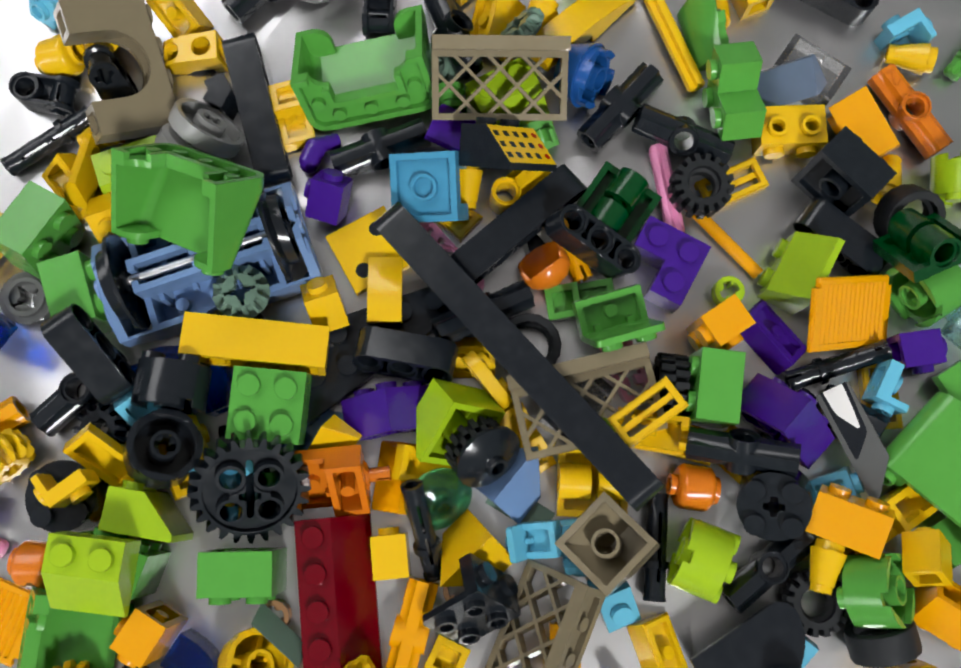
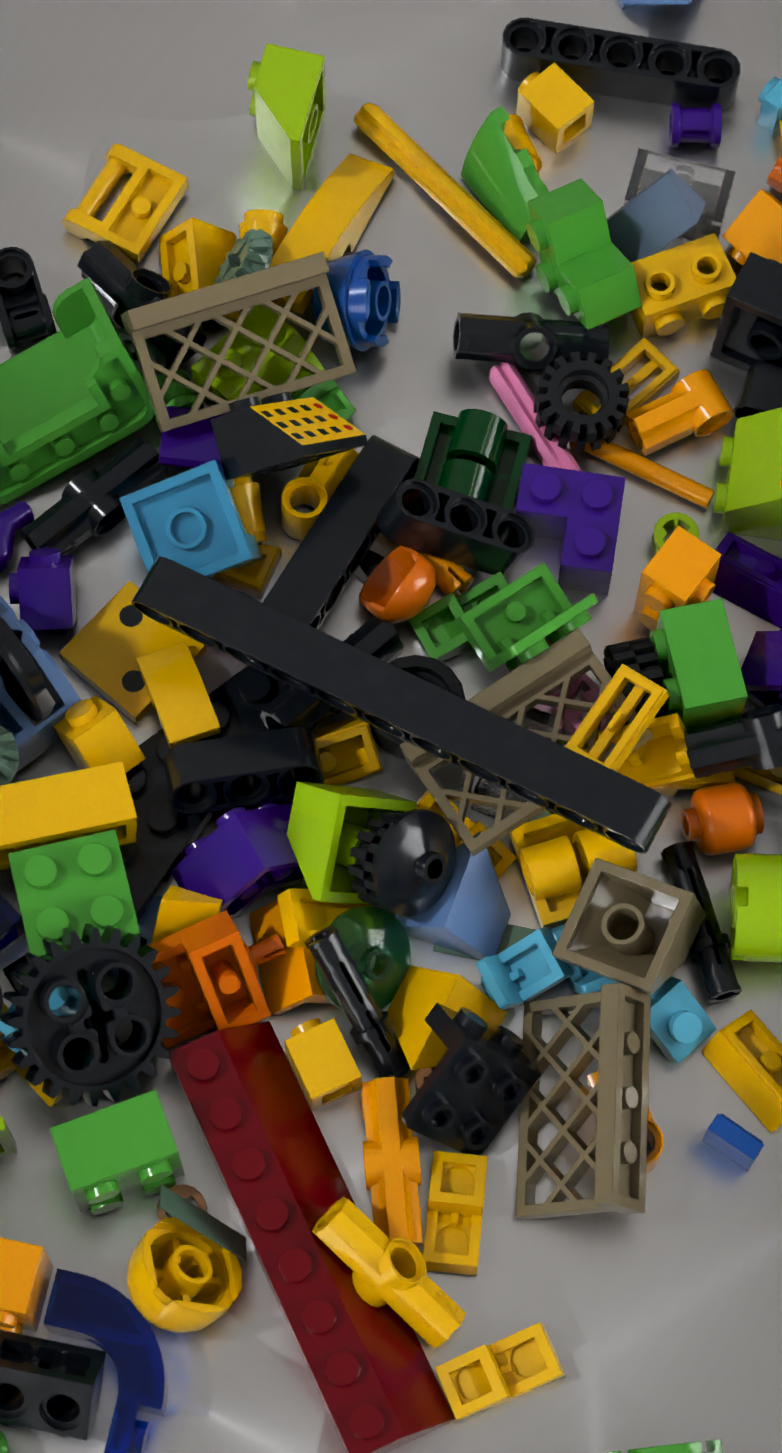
camera: 20 degrees left, 10 degrees down
(480, 368) = (358, 758): yellow plate -> none
(620, 106) = (425, 330): black piece -> none
(768, 212) = (690, 407): none -> light orange piece
(835, 29) = (695, 125): none -> dark purple bush

